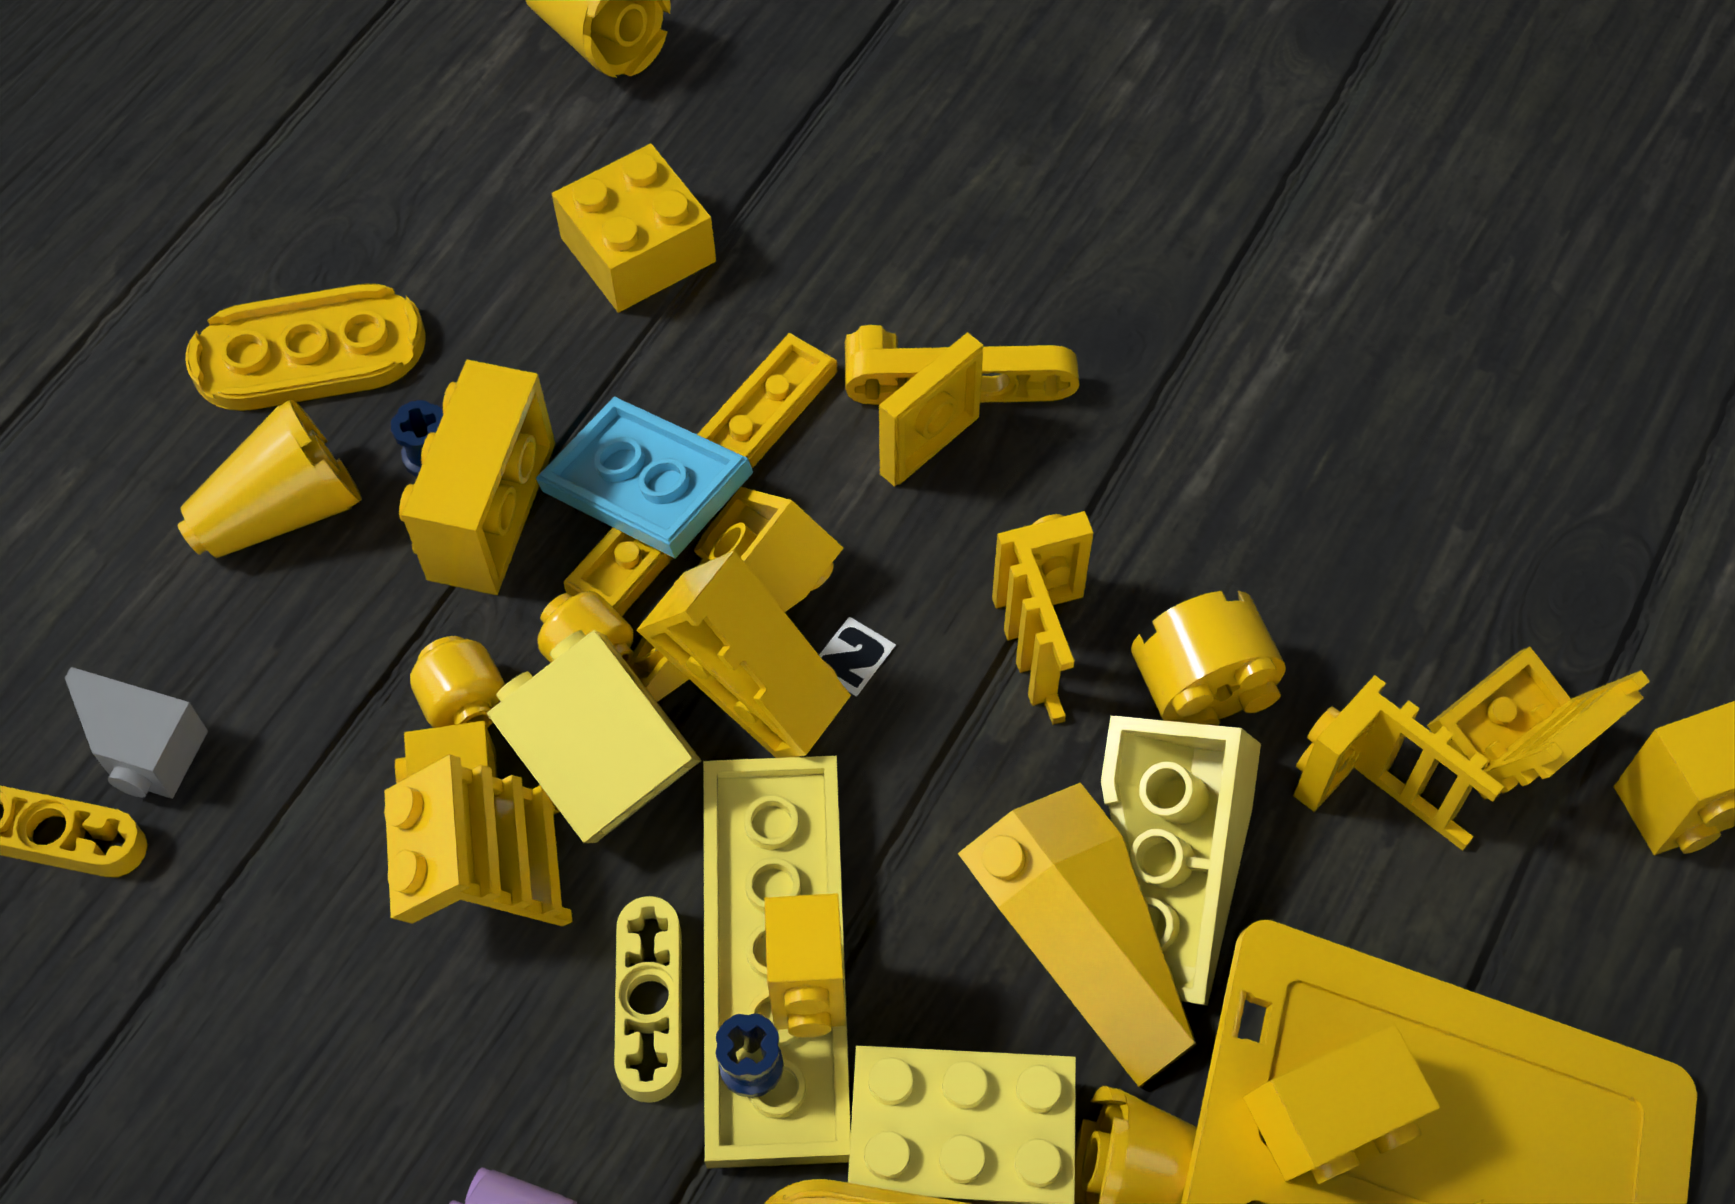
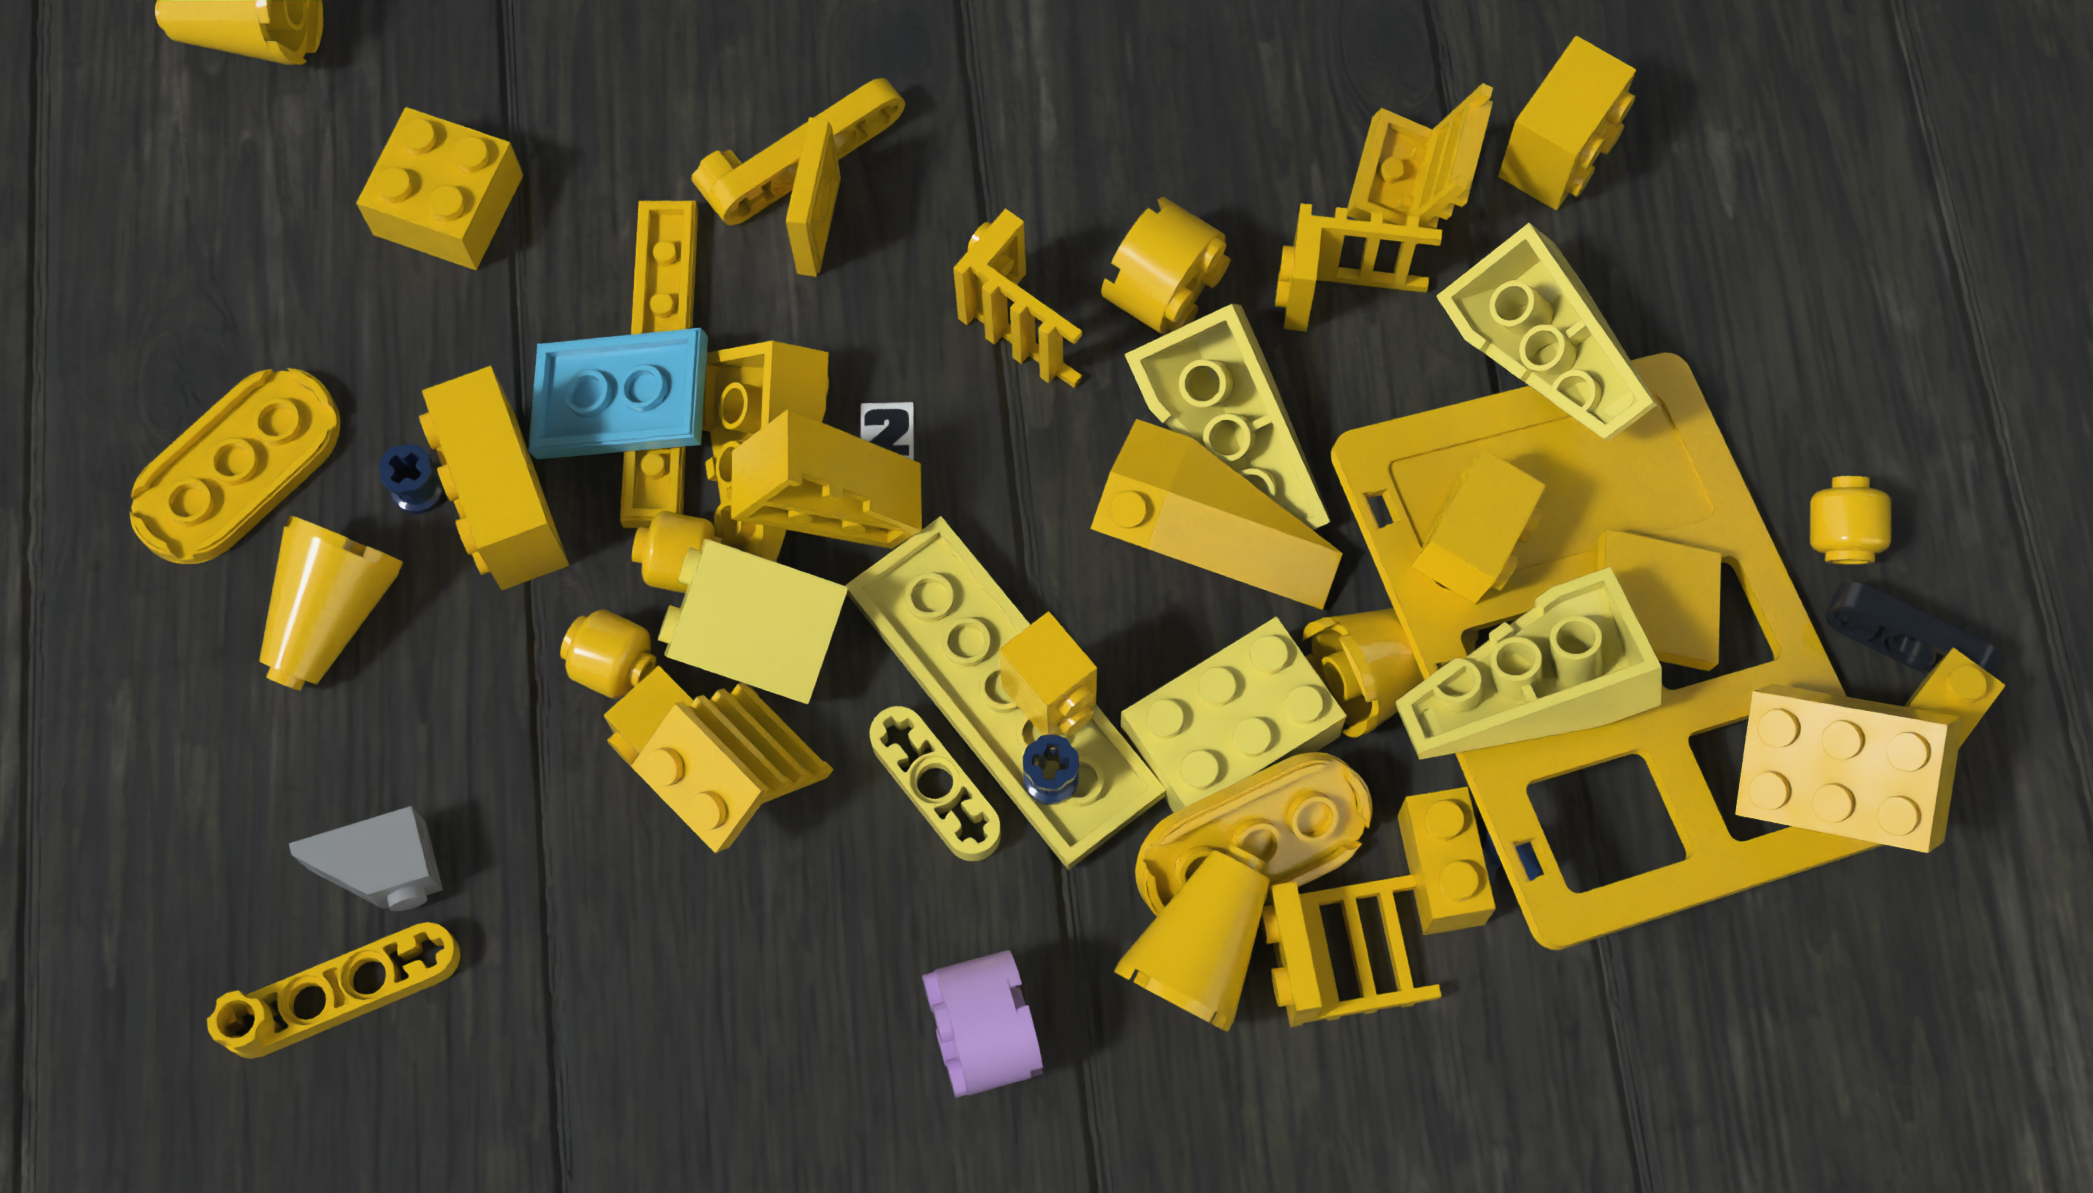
camera: 35 degrees left, 10 degrees up
(1560, 961) = (1544, 328): none -> light yellow wedge

